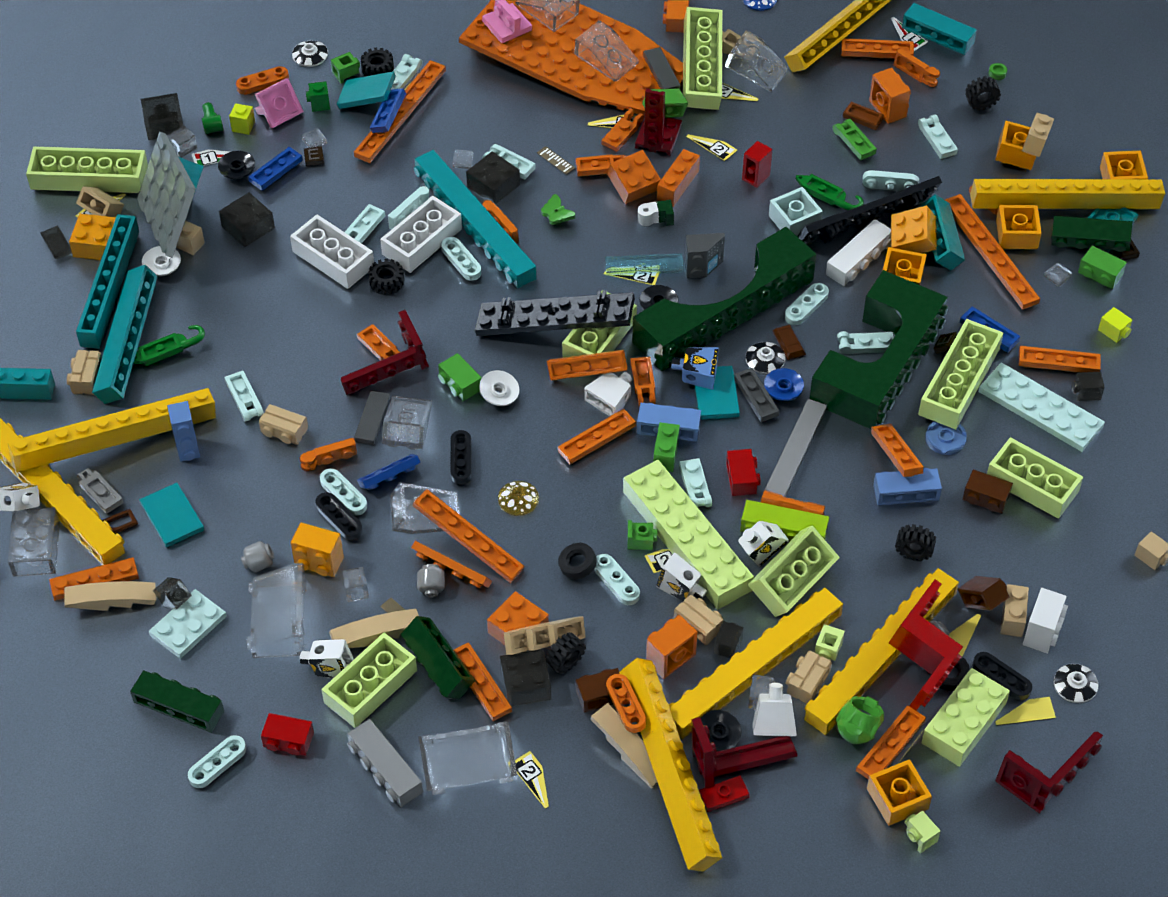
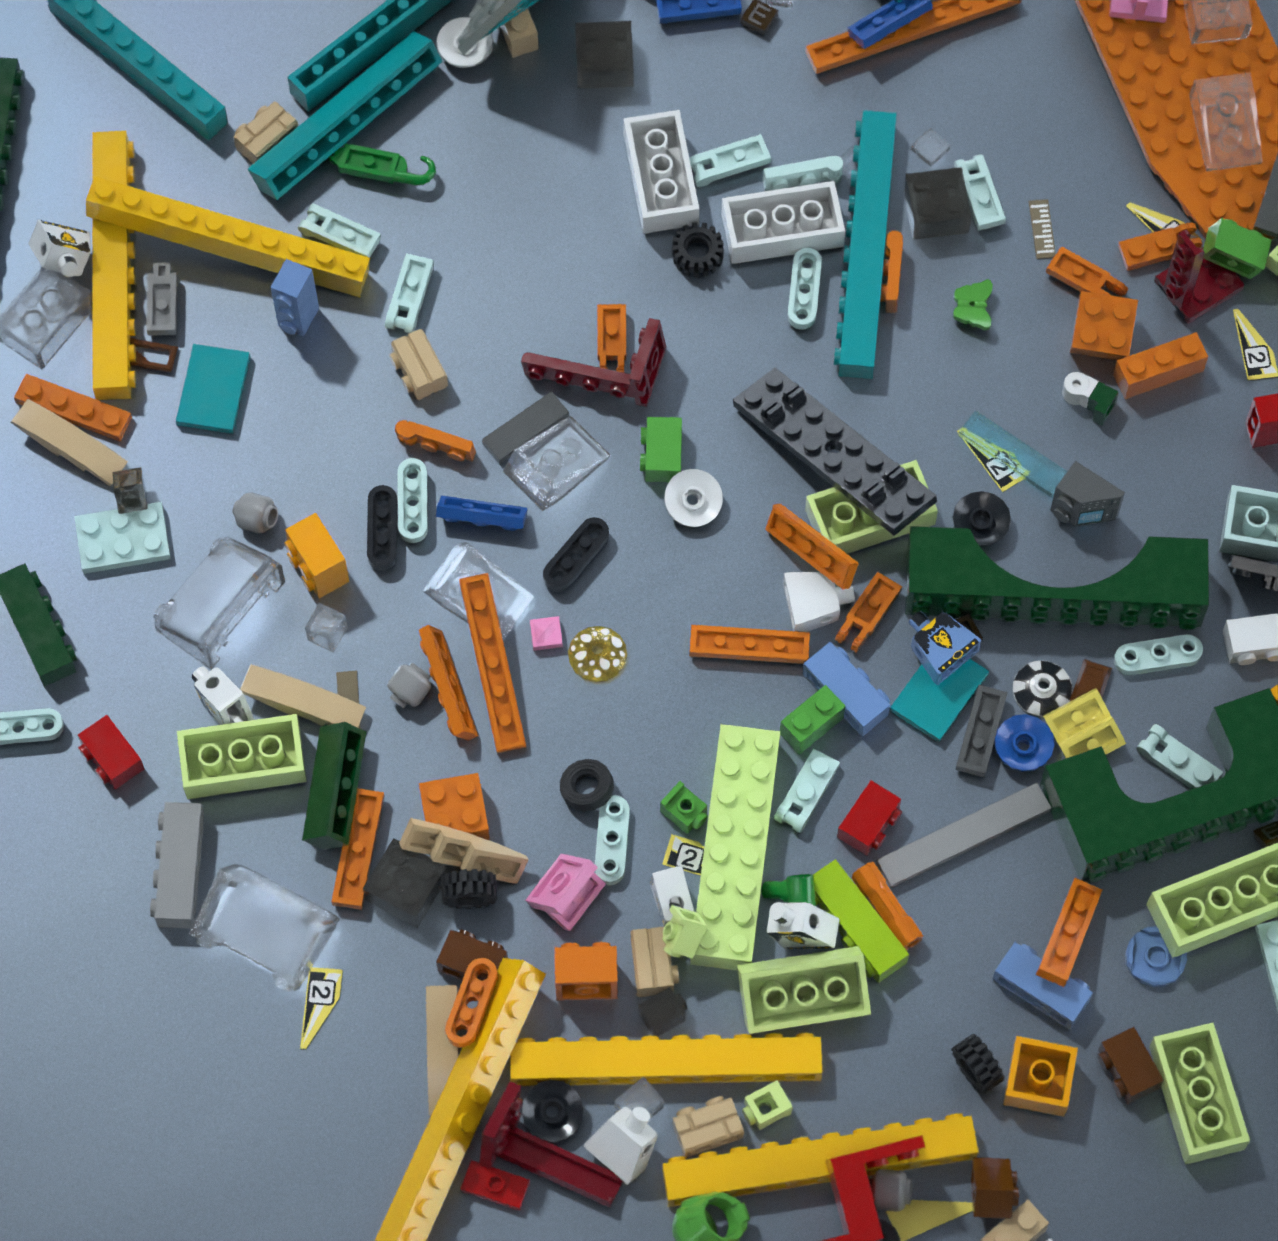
camera: 40 degrees right, 15 degrees up
(172, 389) = (339, 231): none -> light aqua plate
(481, 506) = (546, 633): none -> bright pink tile
(617, 616) = (567, 890): none -> bright pink bracket
(706, 586) = (683, 932): none -> yellowish green brick
(739, 525) = (793, 889): none -> green pin
(805, 356) = (1084, 726): none -> light yellow slope
(952, 525) = (1040, 1076): none -> light orange brick

